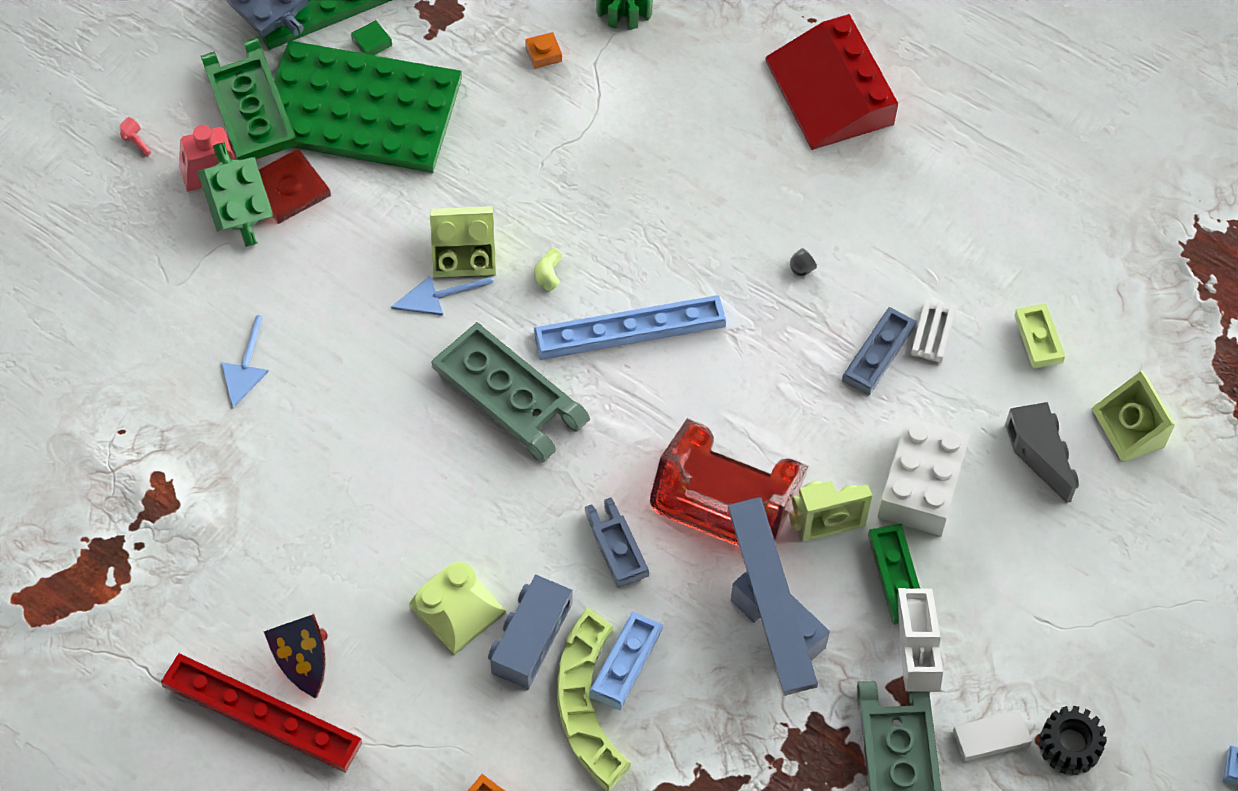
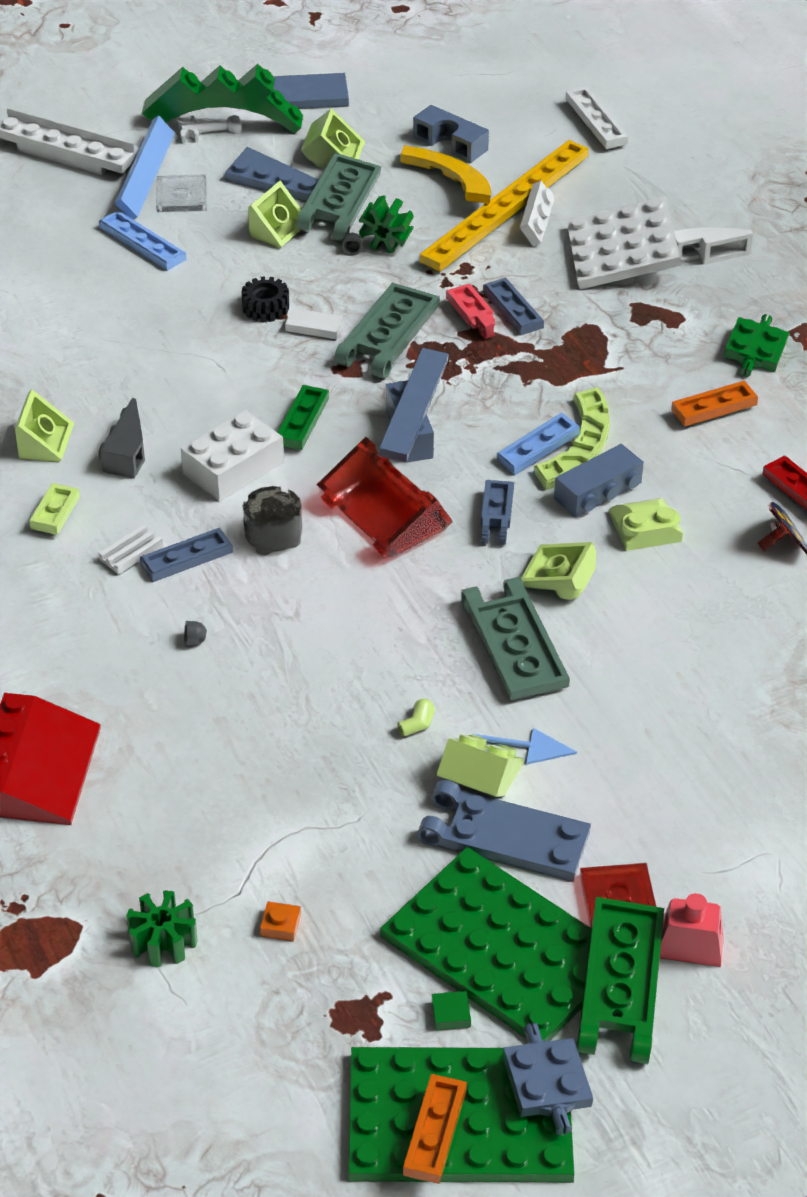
camera: 150 degrees left, 15 degrees down
(128, 132) = (760, 1016): coral hand -> none
(235, 194) = (681, 873): plate -> none
(243, 378) = (743, 749): light blue piece -> none
(405, 196) = (506, 832): none -> sand blue hinge
(508, 486) = (561, 568): none -> yellowish green slope
(629, 327) = (377, 650): light blue tile -> none
(821, 406) = (272, 519): none -> clear smoke brick
(824, 512) = (320, 445): yellowish green plate -> none
(919, 640) = (325, 362): white slope -> none

